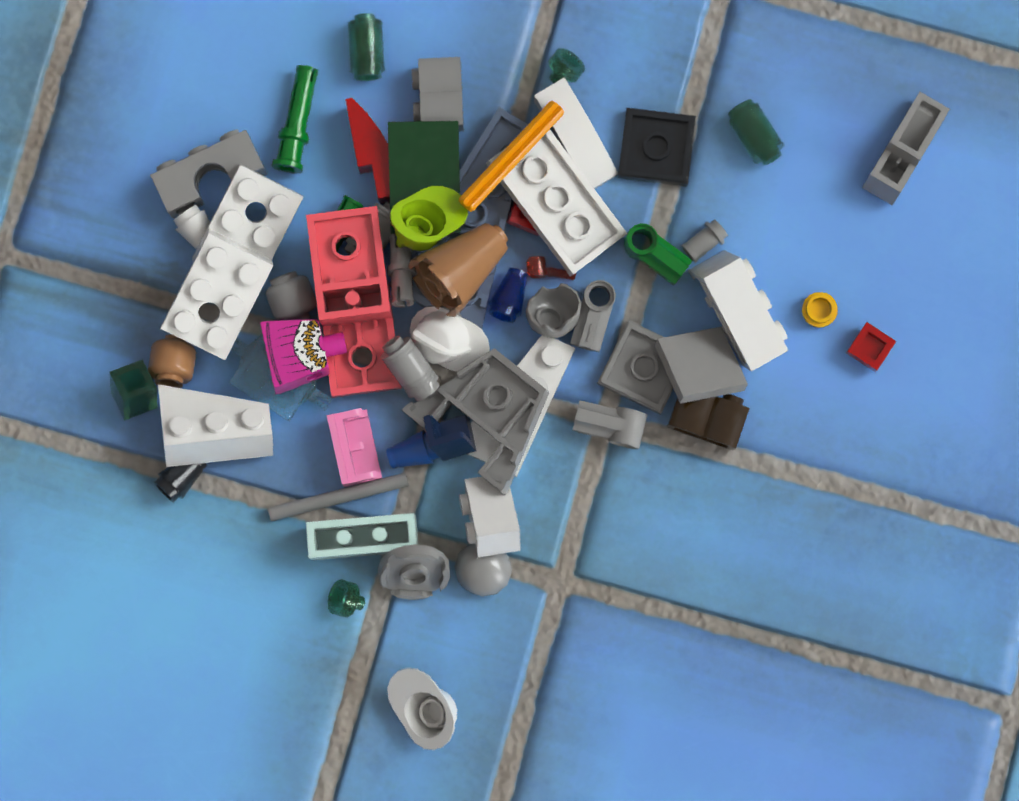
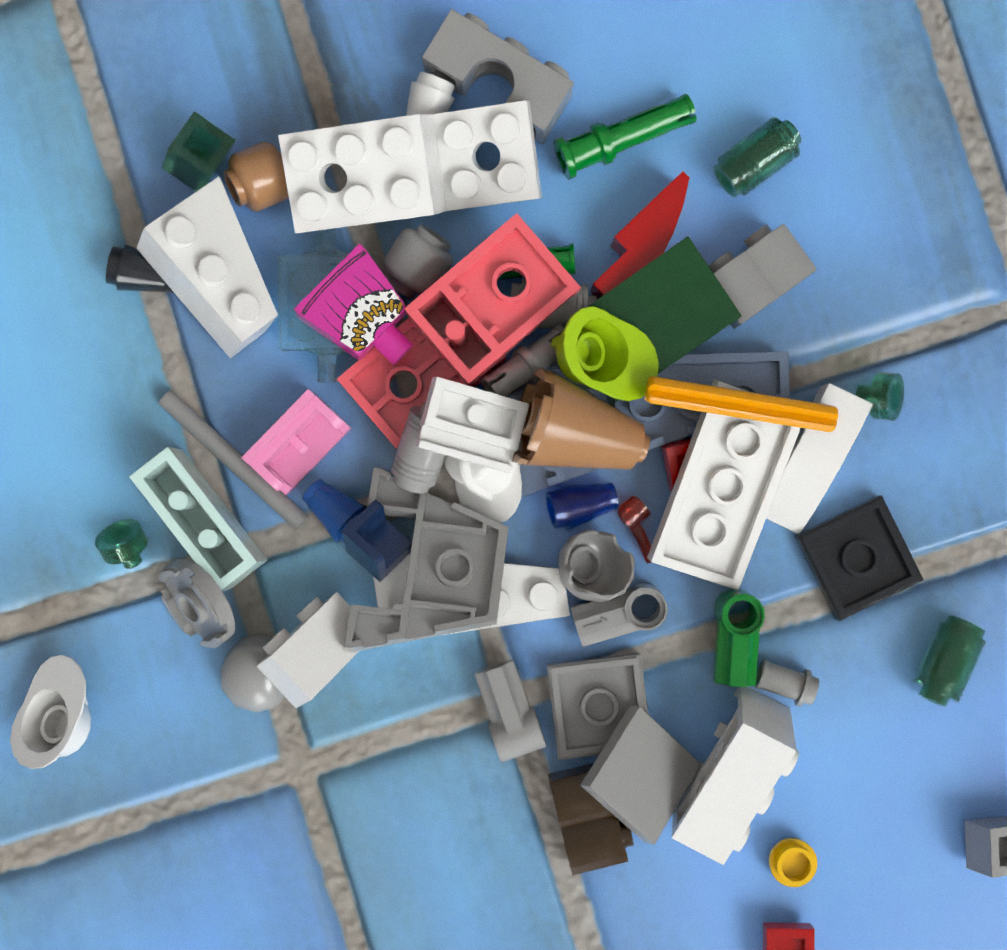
camera: 55 degrees right, 5 degrees up
(416, 325) = (471, 424): none -> white plate

